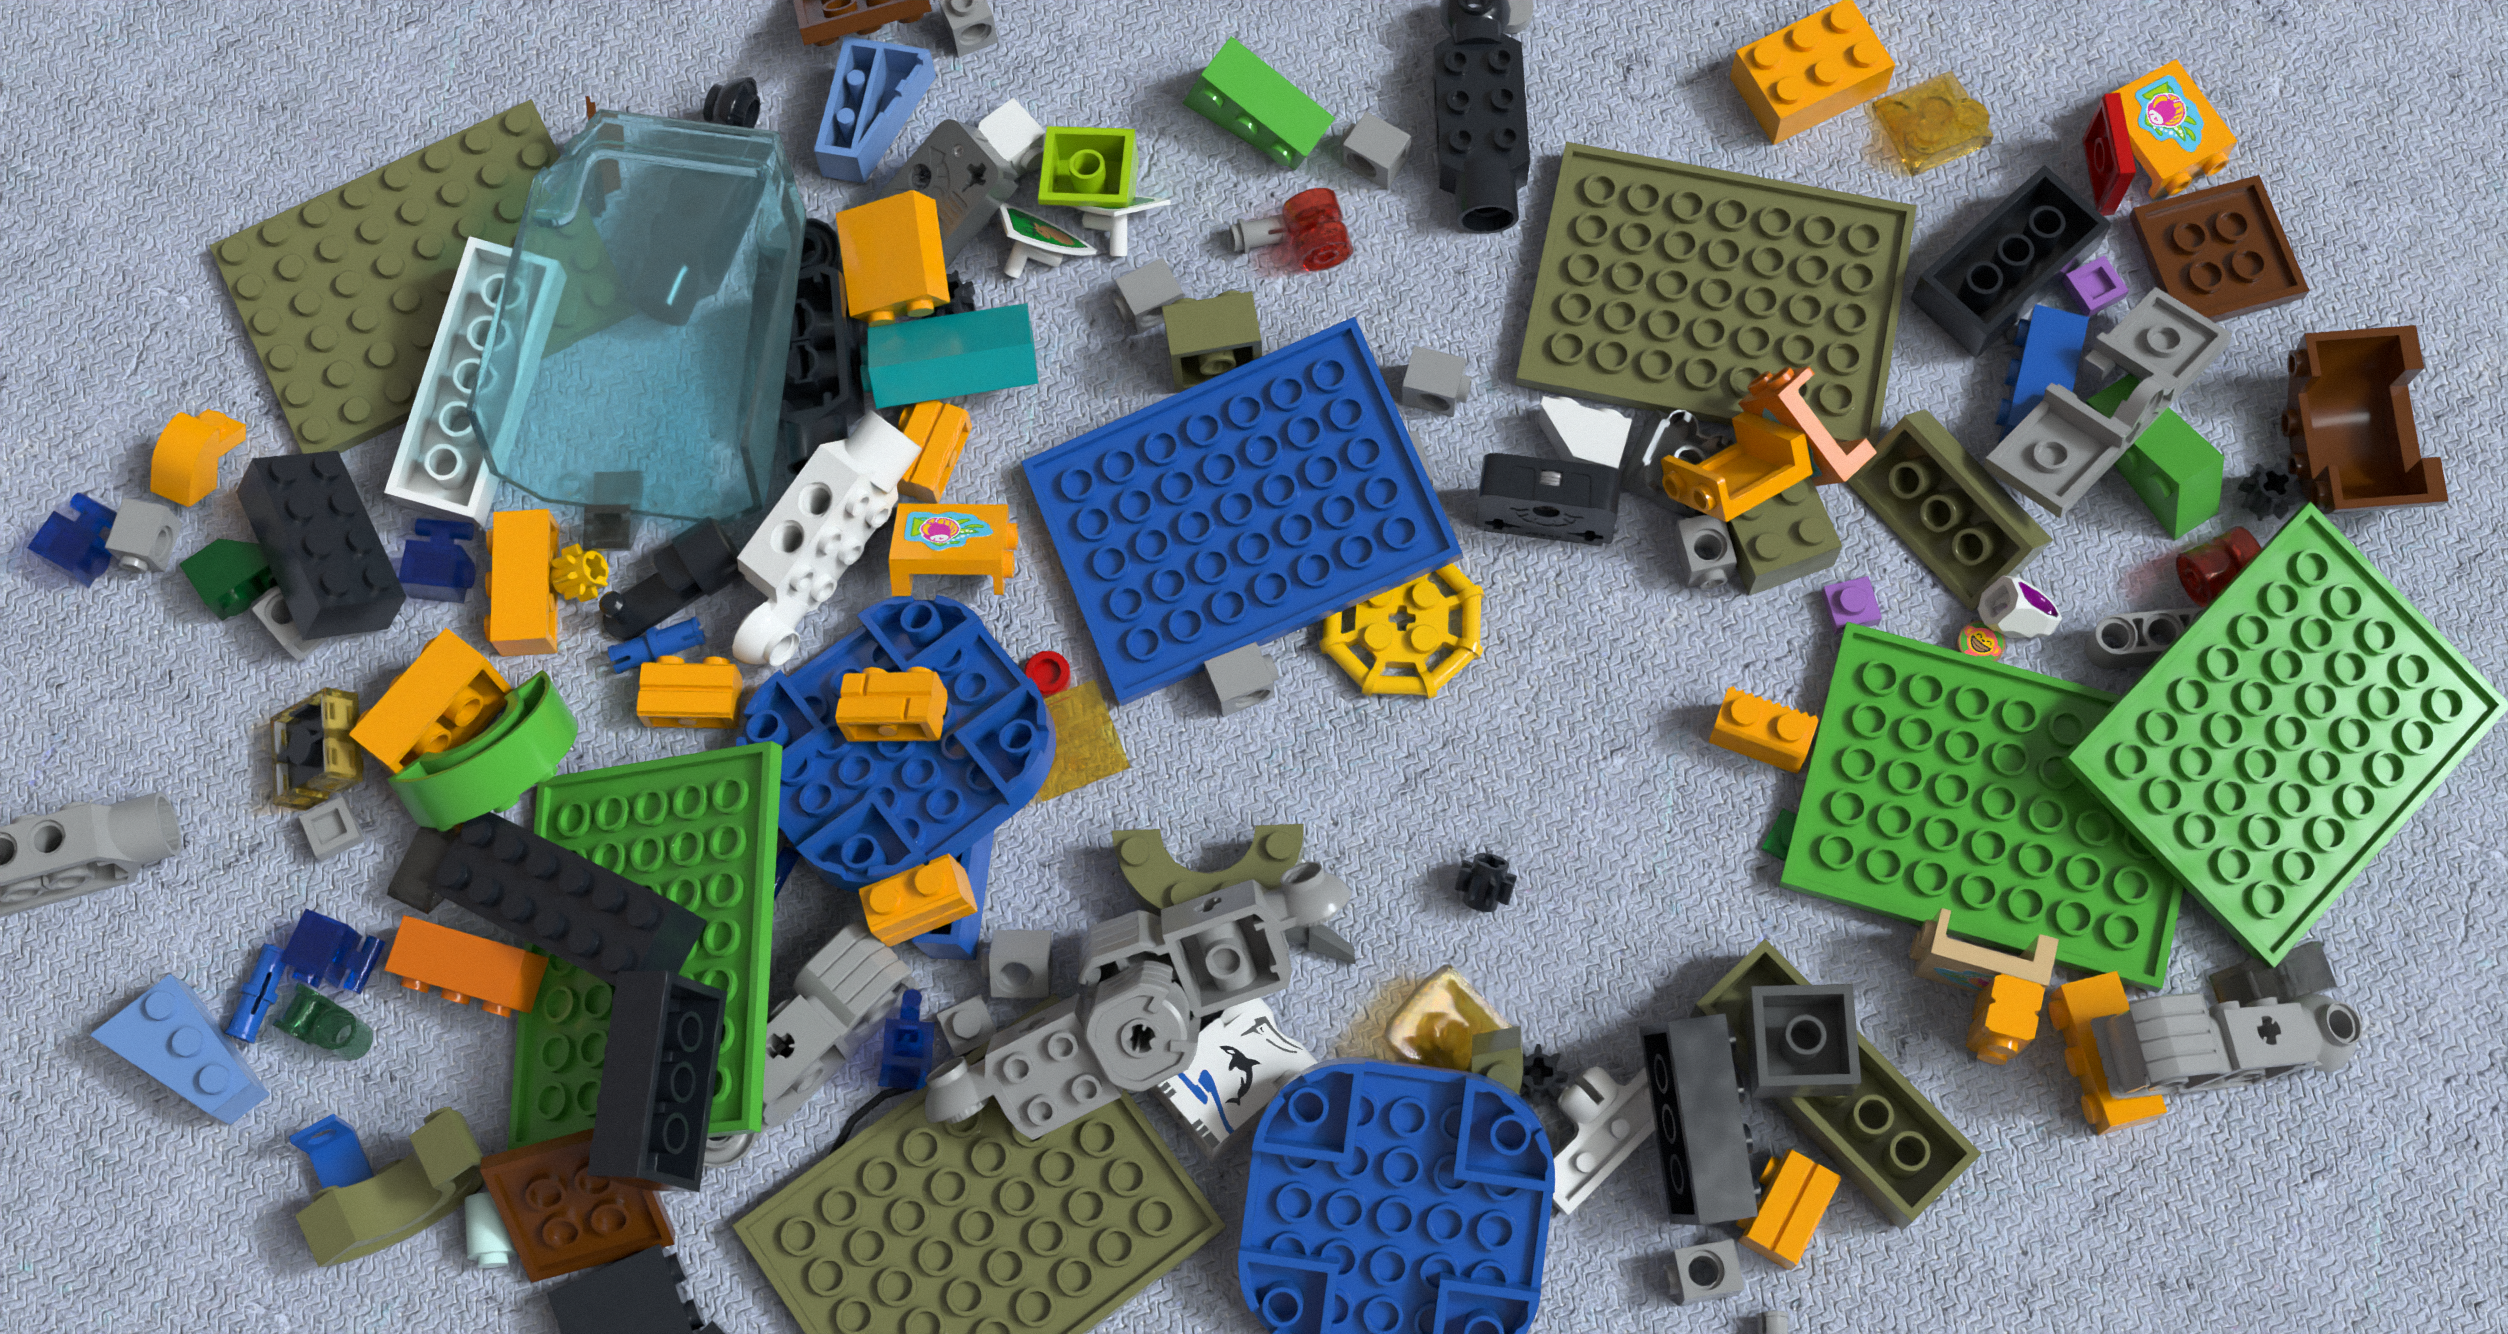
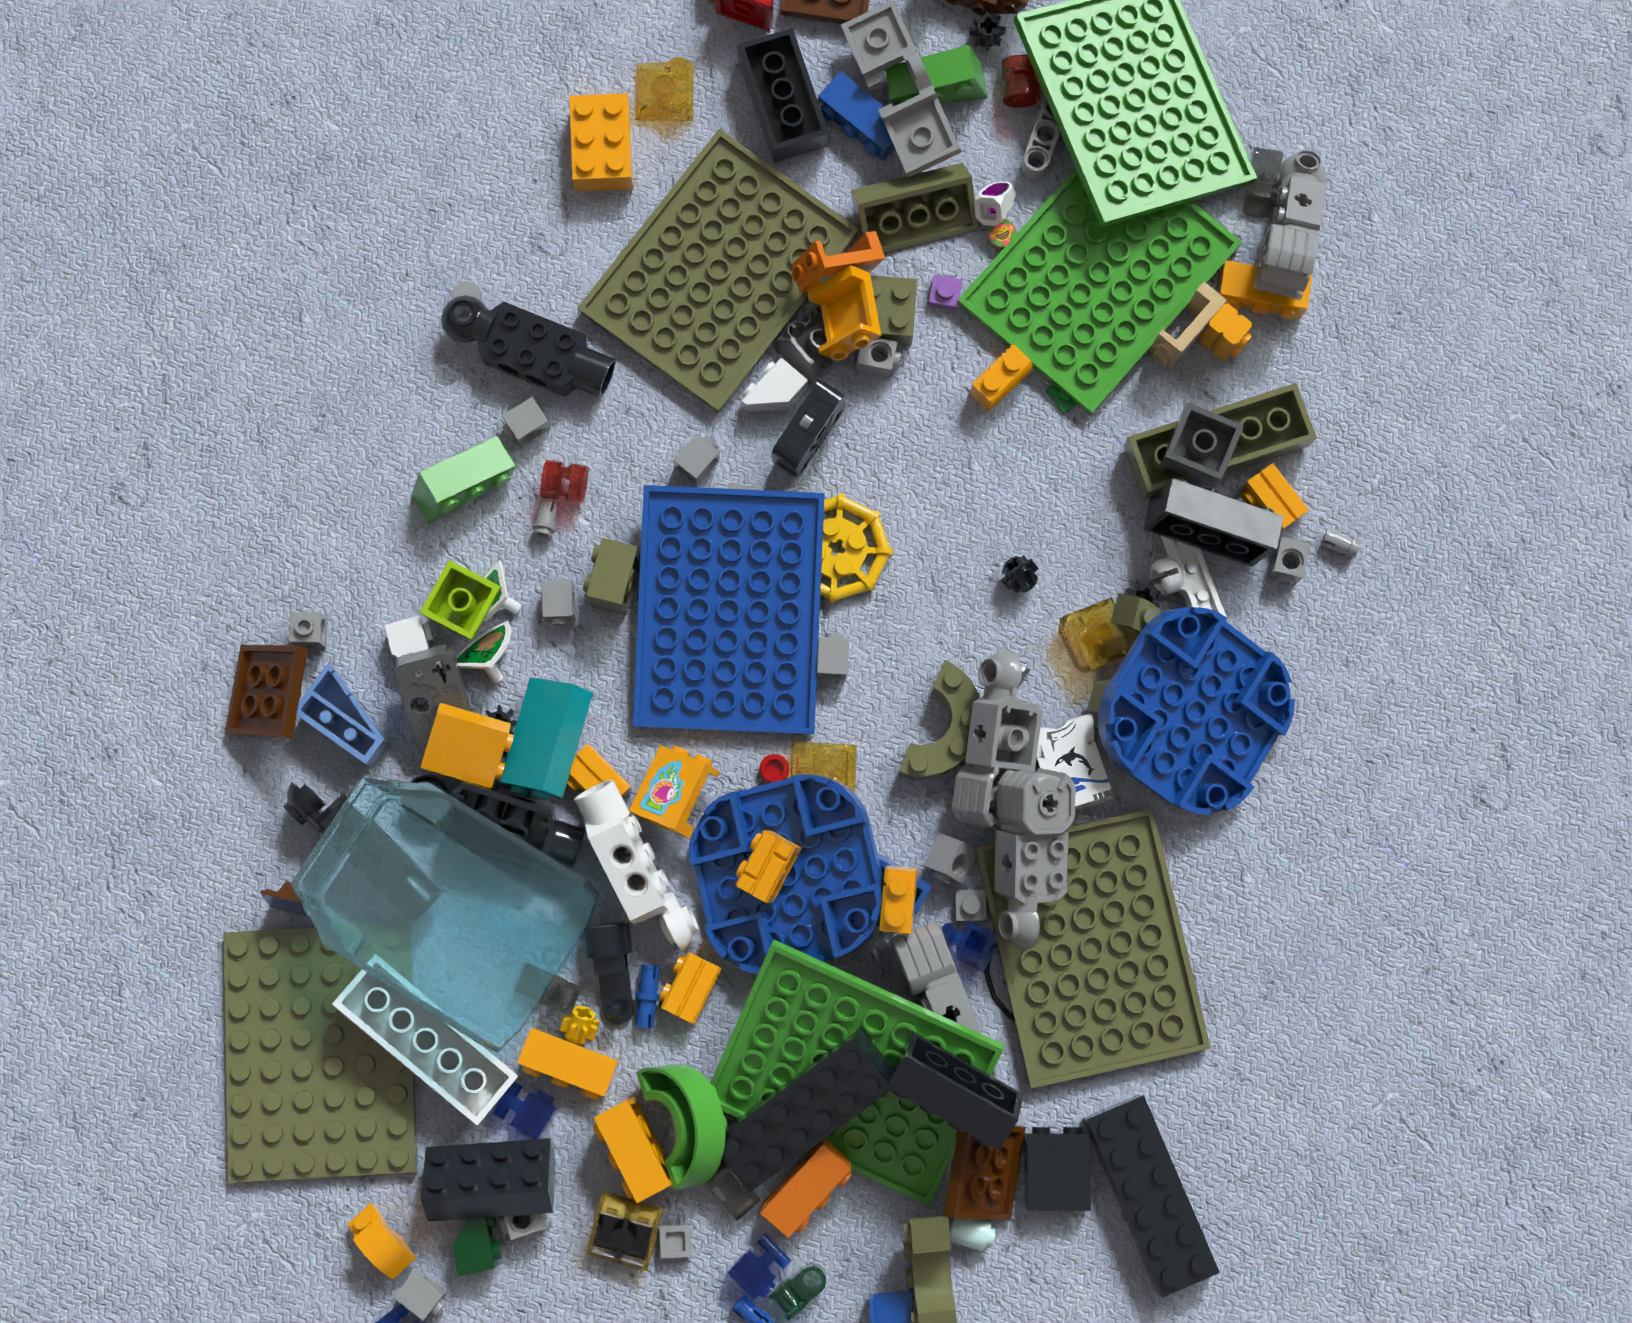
camera: 75 degrees left, 10 degrees up
(2095, 286) = (817, 56): medium lavender plate -> none

